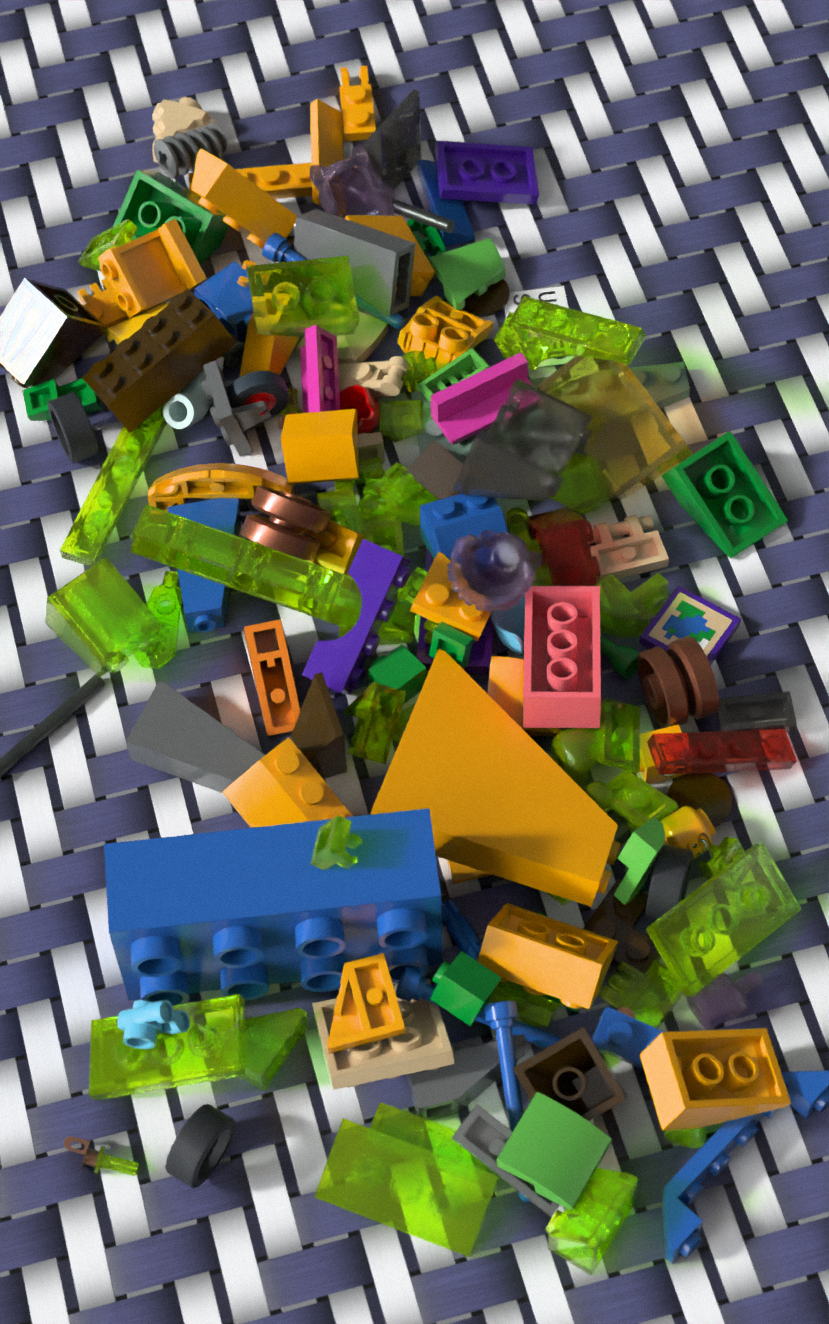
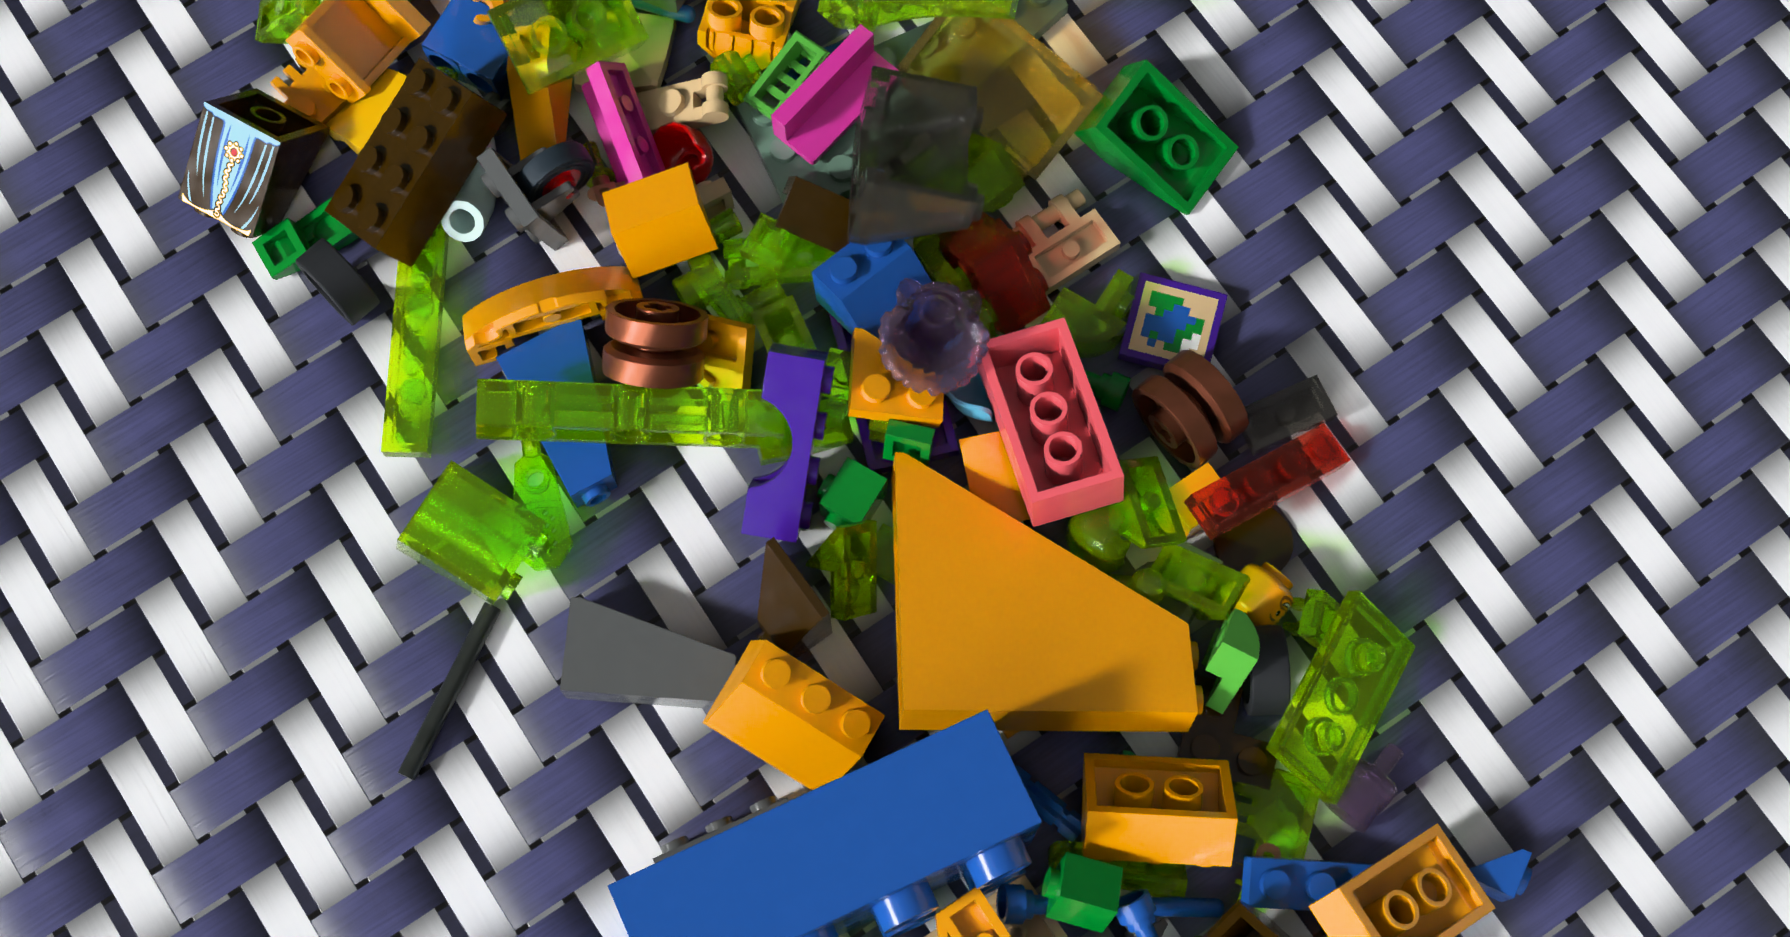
camera: 20 degrees left, 15 degrees up
(272, 676) = (704, 541): orange slope -> none
(332, 843) = (893, 803): clear neon green tile -> none
(401, 419) = (739, 146): clear neon green slope -> none

